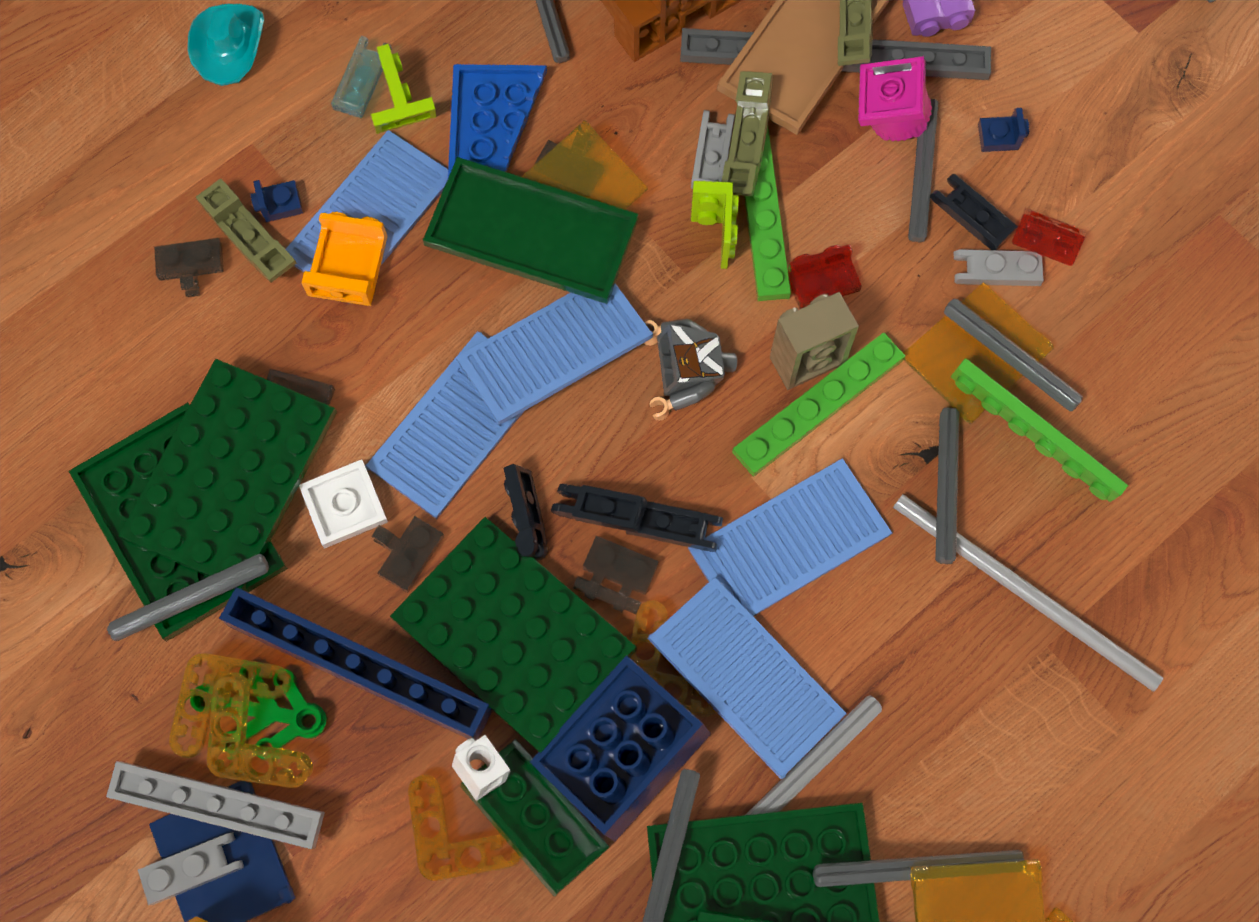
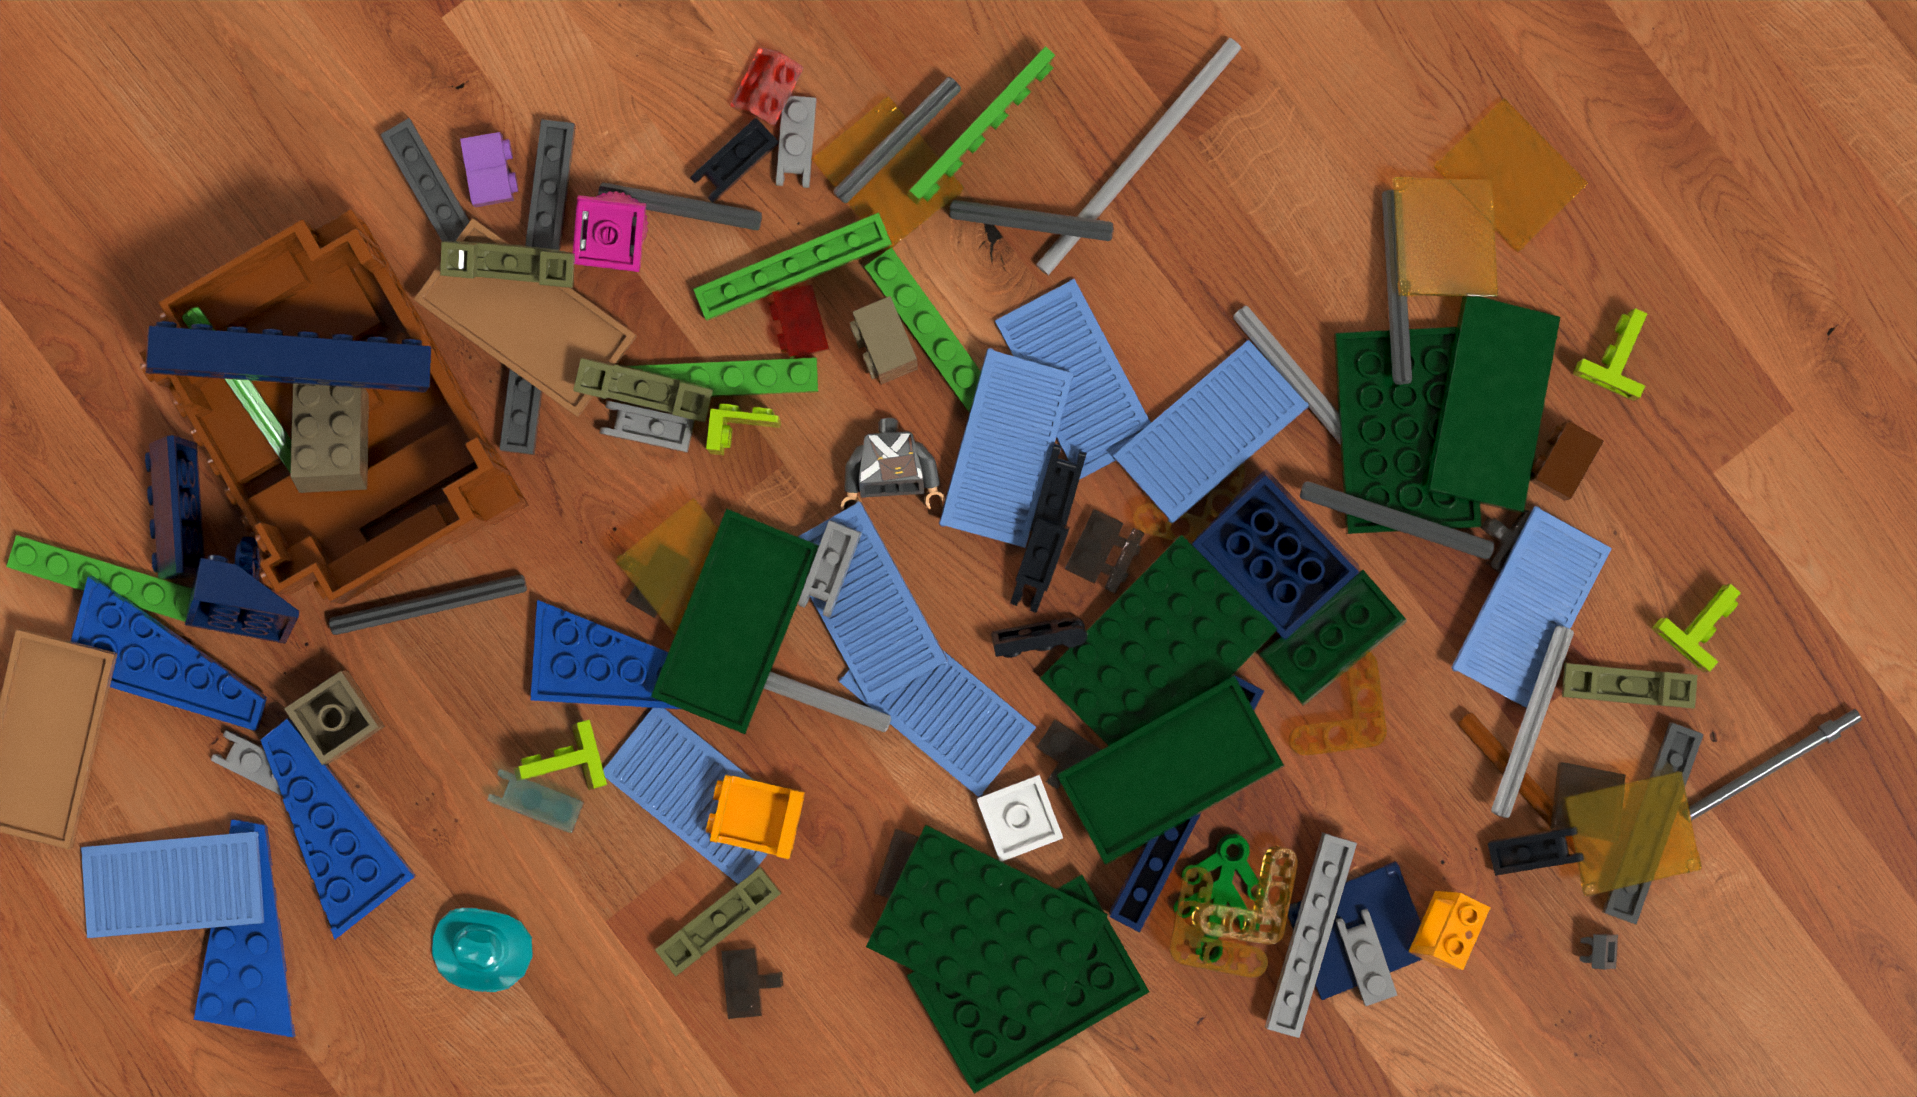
camera: 90 degrees left, 15 degrees up
(188, 597) = (1115, 964): dark grey axle -> none
(276, 200) = (679, 890): dark blue bracket -> none
(387, 643) = (1170, 770): none -> dark green tile
(456, 320) = (828, 702): none -> light grey axle
(480, 782) = (1292, 670): white brick -> none
(587, 309) = (830, 565): none -> light grey hinge
(716, 471) = (1006, 448): none -> medium blue window
(878, 268) = (792, 266): none -> bright green plate
(1003, 132) = (641, 117): dark blue bracket -> none

